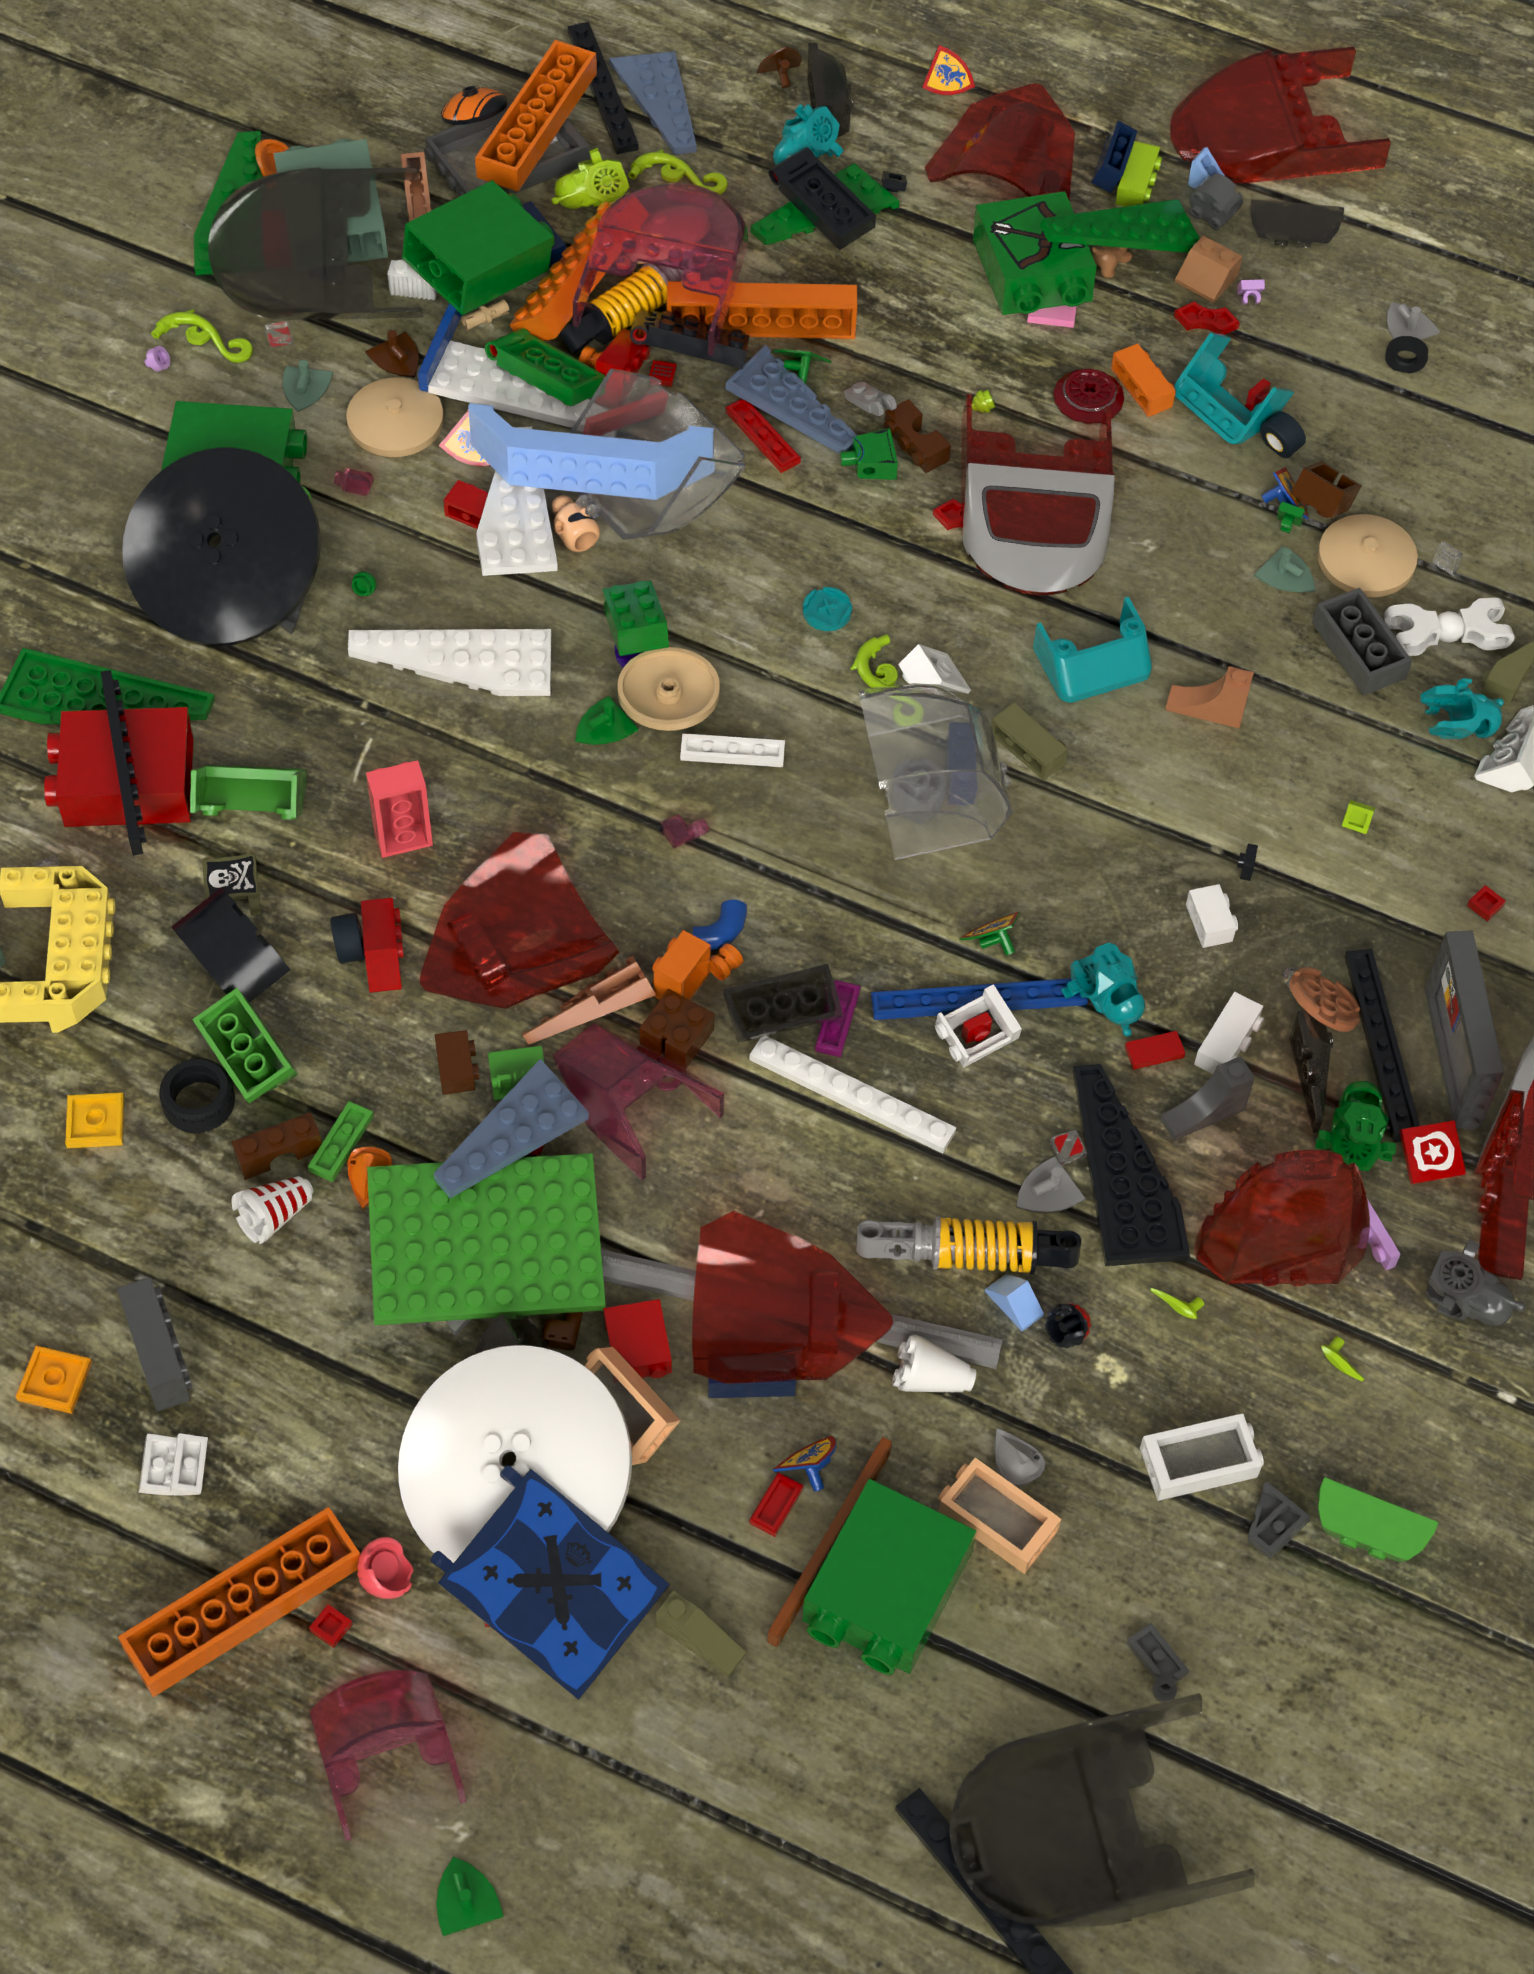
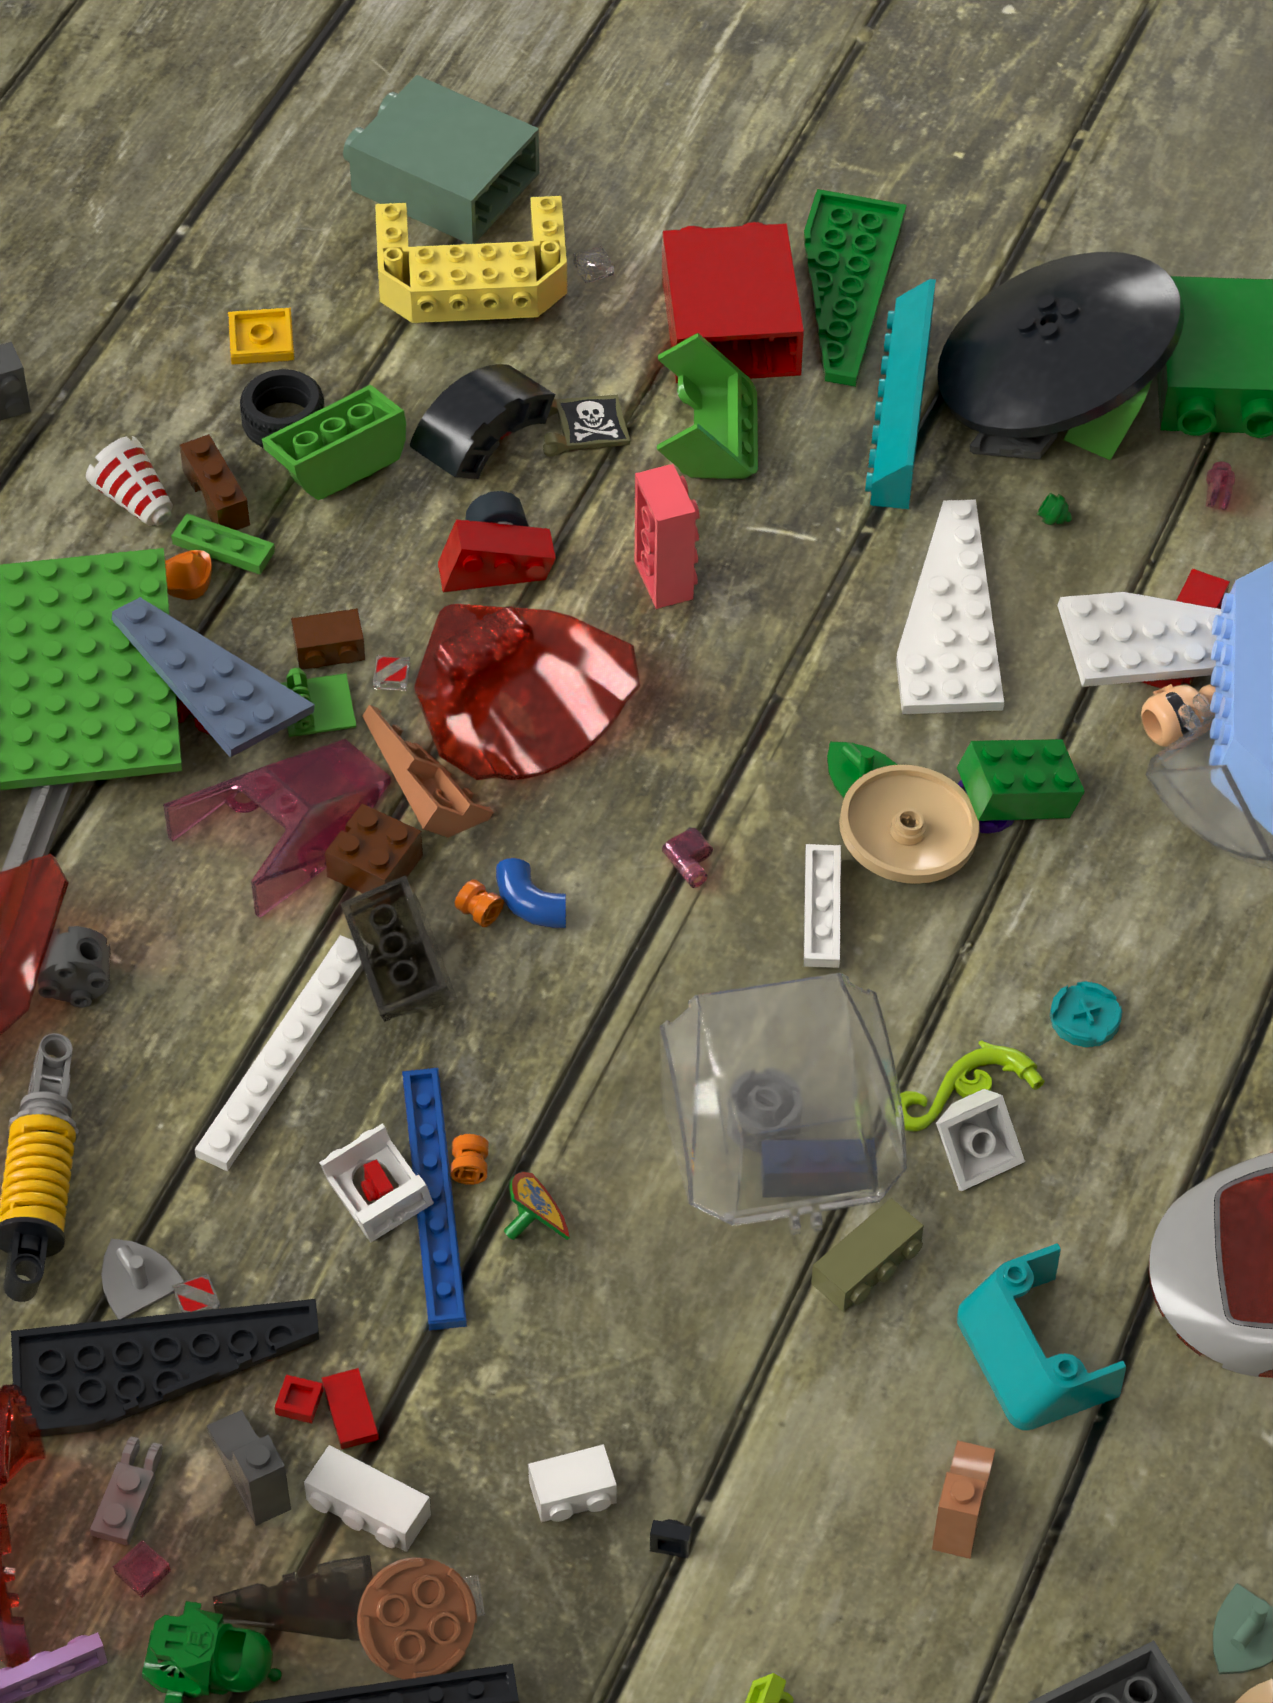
camera: 90 degrees right, 5 degrees down
(124, 769) = (706, 272): black plate -> none
(241, 659) = (902, 398): none -> teal slope
(488, 1022) = (391, 672): none -> clear tile
(682, 966) = (452, 846): orange piece -> none
(788, 1216) = (75, 966): none -> dark grey brick
(835, 1032) = (401, 1035): magenta tile -> none
(953, 971) = (469, 1160): none -> orange wheel
(1108, 985) = (435, 1336): teal helmet -> none
(1151, 1078) = (299, 1399): none -> red plate
(1219, 1181) = (126, 1494): none -> light grey hinge

